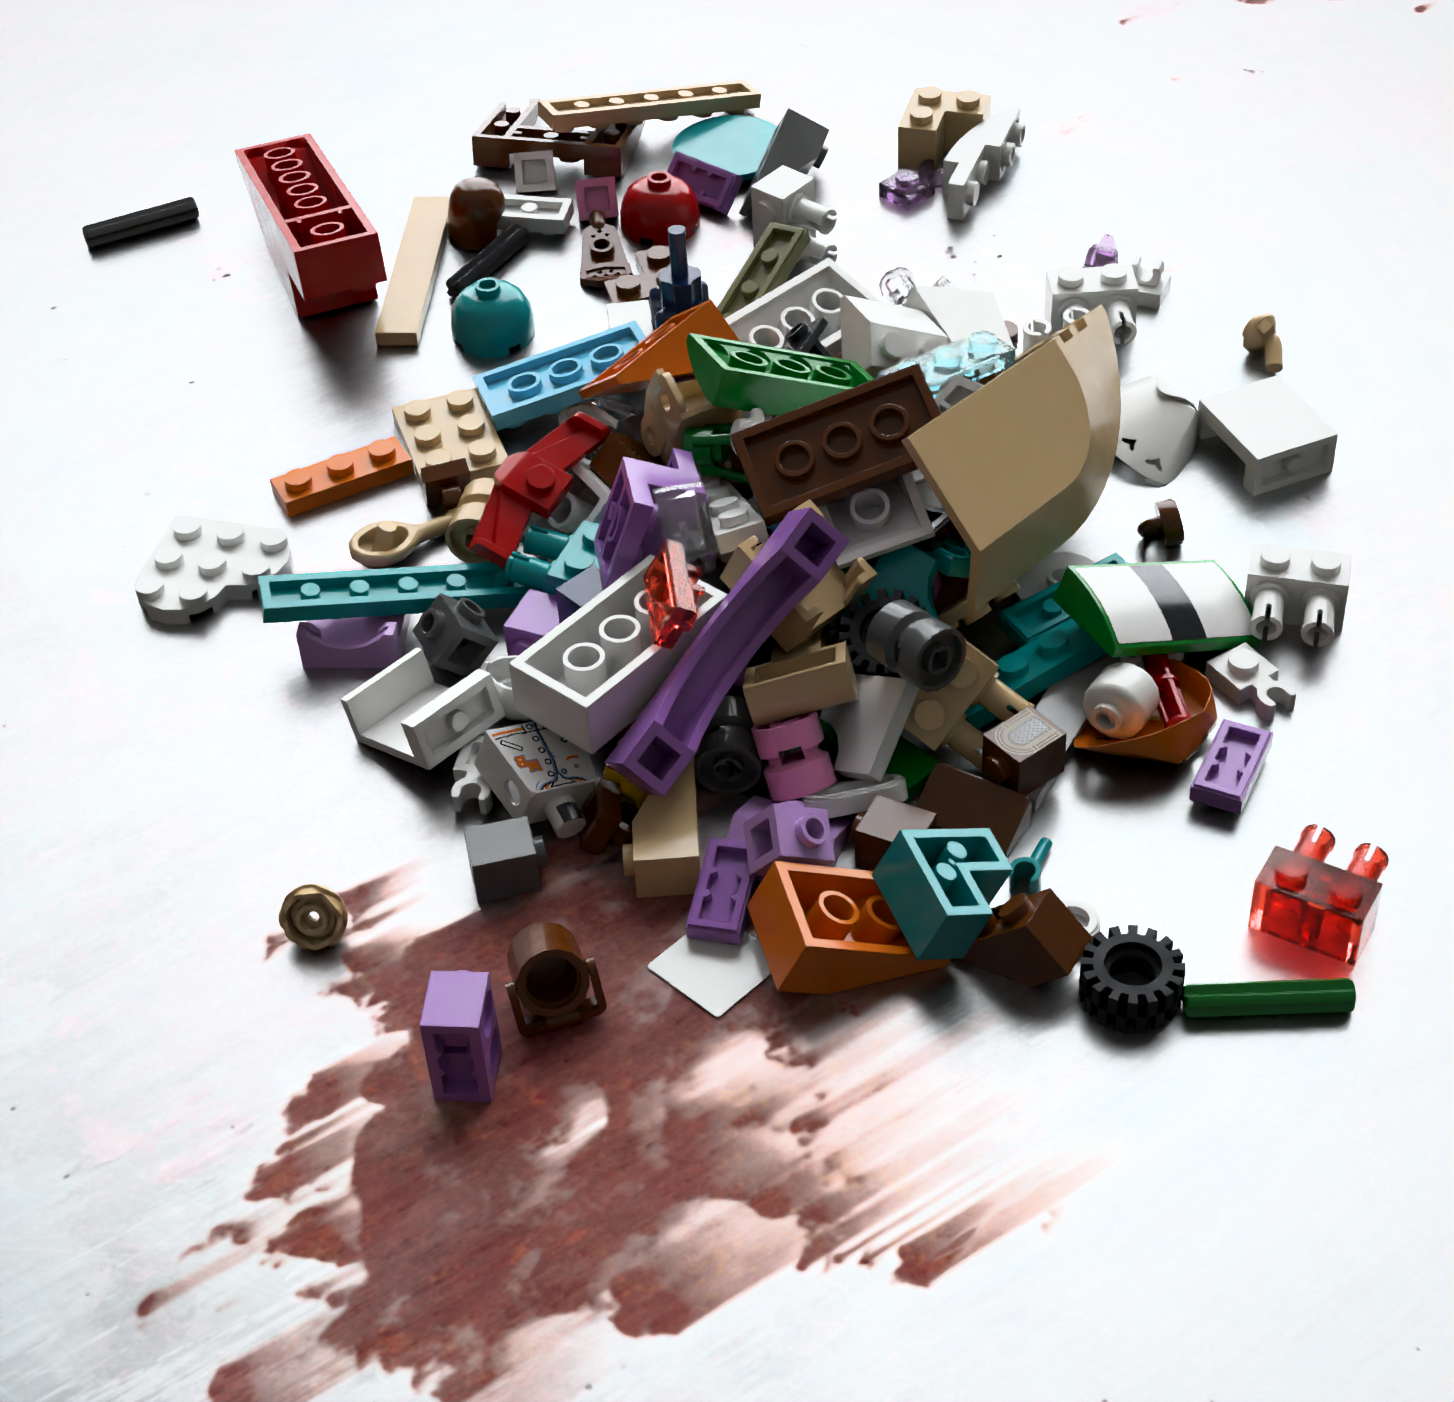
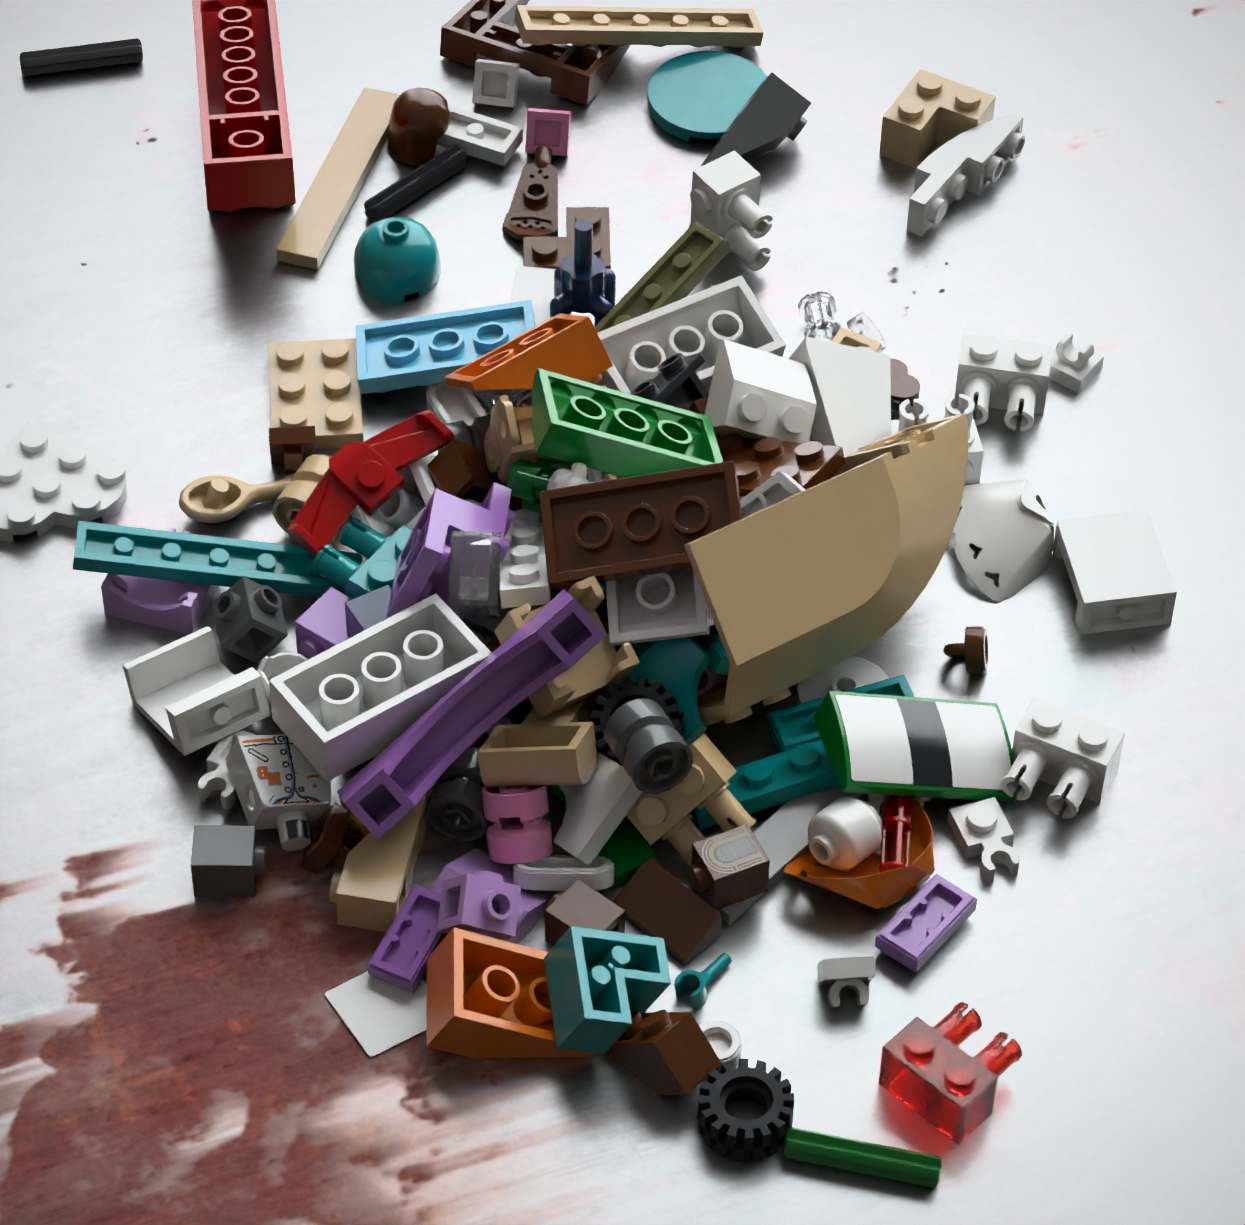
camera: 10 degrees right, 5 degrees up
(309, 931) = (31, 887): tan plate -> none
(341, 476) = (198, 410): orange plate -> none
(461, 1035) = (132, 1025): medium lavender brick -> none
(551, 980) = (229, 989): reddish brown piece -> none
(655, 205) = (608, 161): red cylinder -> none
(671, 594) = (434, 643): clear red plate -> none
(712, 185) = (662, 135): medium lavender plate -> none
(910, 186) = (880, 184): clear purple plate -> none
(969, 357) = (791, 449): clear light blue plate -> none
(1102, 253) = (1039, 322): clear purple piece -> none
(1178, 826) = (846, 973): none -> white tile
(1261, 335) = (1162, 451): tan plate -> none

